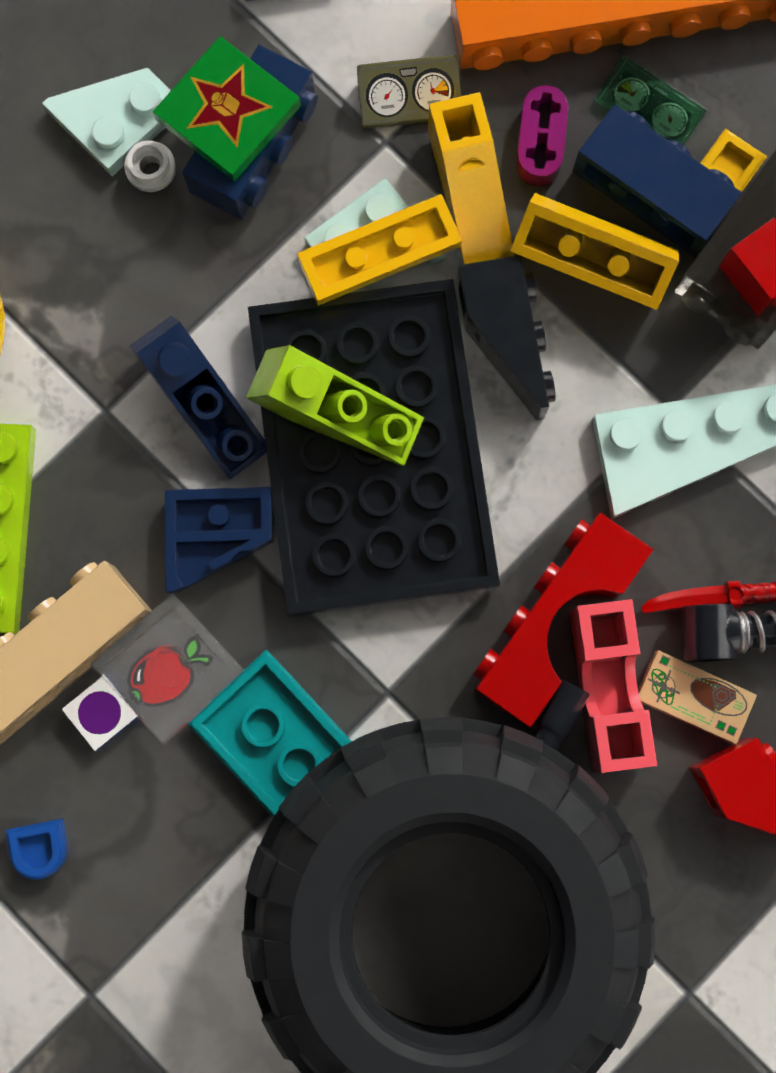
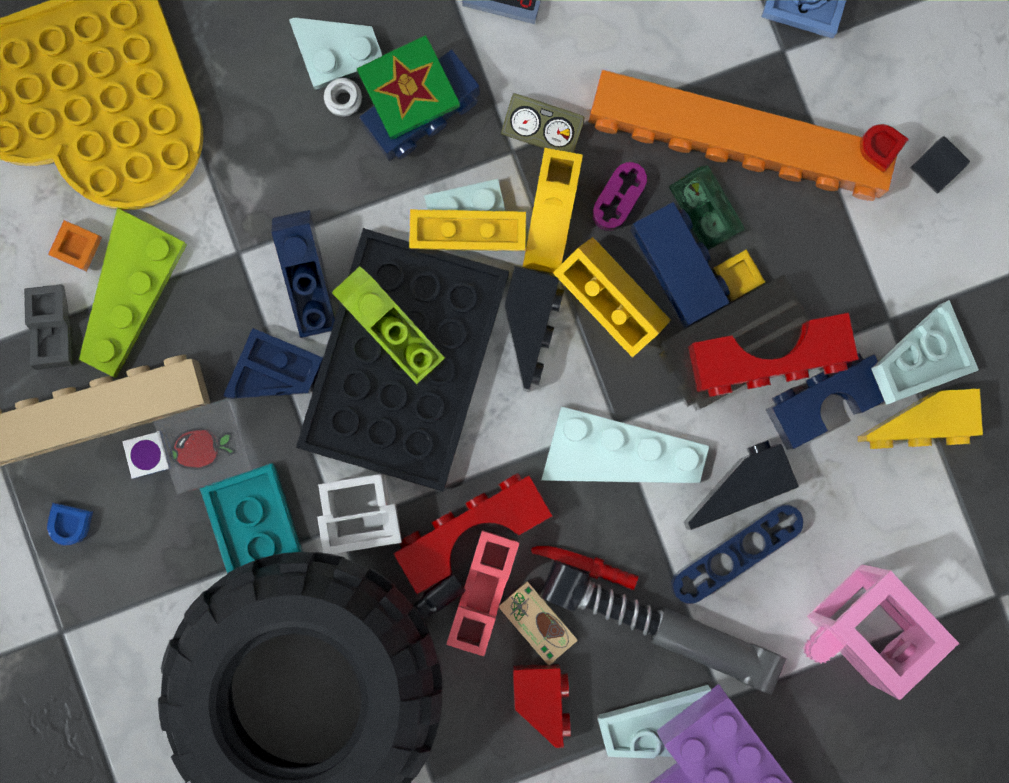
camera: 20 degrees right, 5 degrees up
(408, 660) = (357, 515): none -> white plate

